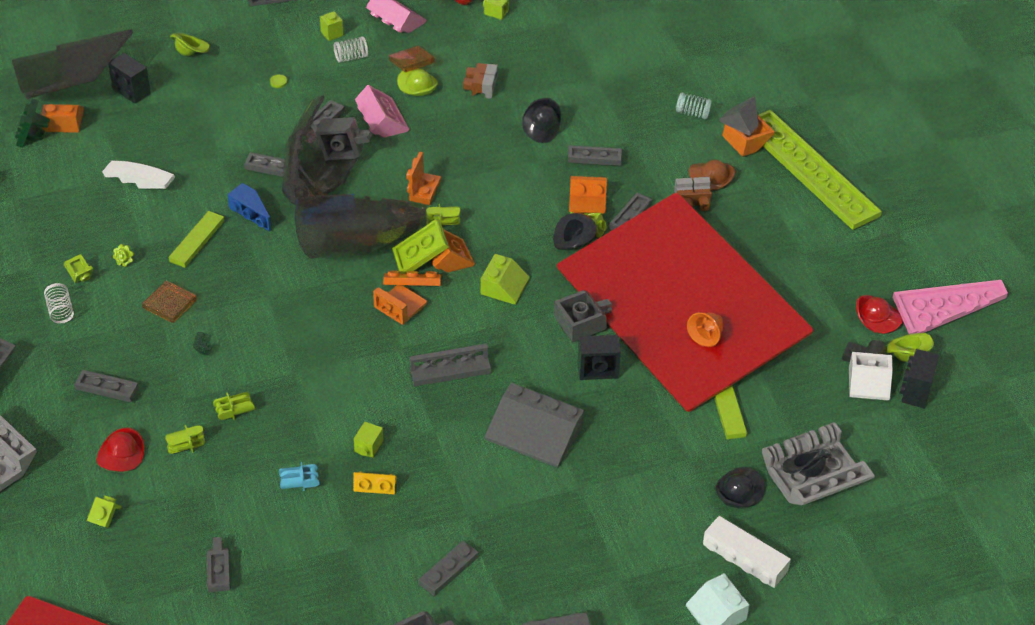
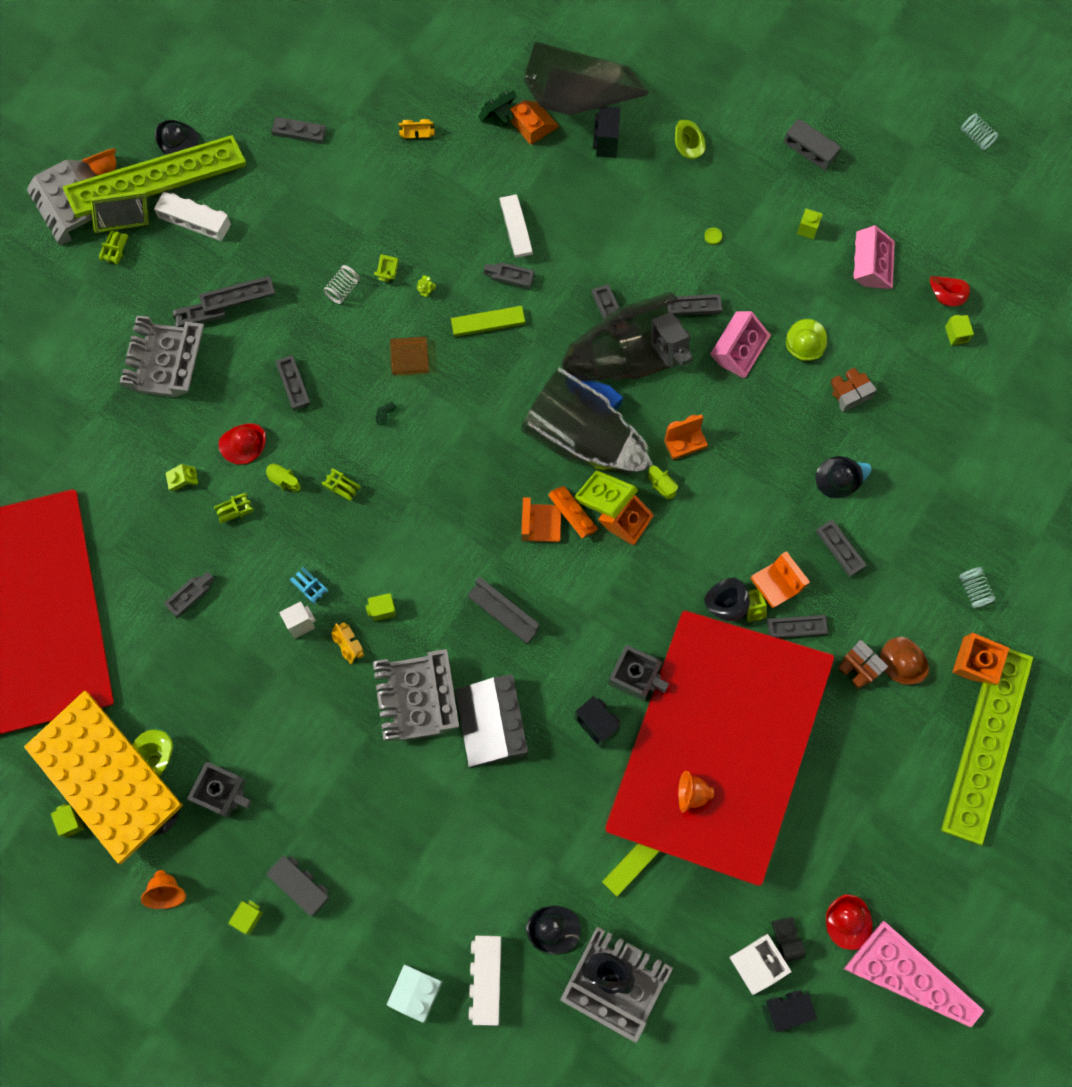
camera: 55 degrees right, 25 degrees up
(173, 202) = (510, 274): none -> dark grey hinge
(174, 489) = (230, 509): none -> lime arm
(248, 204) = (553, 328): blue slope -> none
(324, 495) = (298, 619): none -> white brick
(340, 53) = (781, 255): white piece -> none
(411, 58) = (828, 315): clear orange tile -> none
(448, 568) = (308, 757): dark grey plate -> none
(471, 454) = (416, 696): none -> light grey slope
(503, 279) = (629, 583): lime slope -> none
(742, 117) = (985, 646): dark grey slope -> none
(907, 345) = (823, 978): lime hat -> none

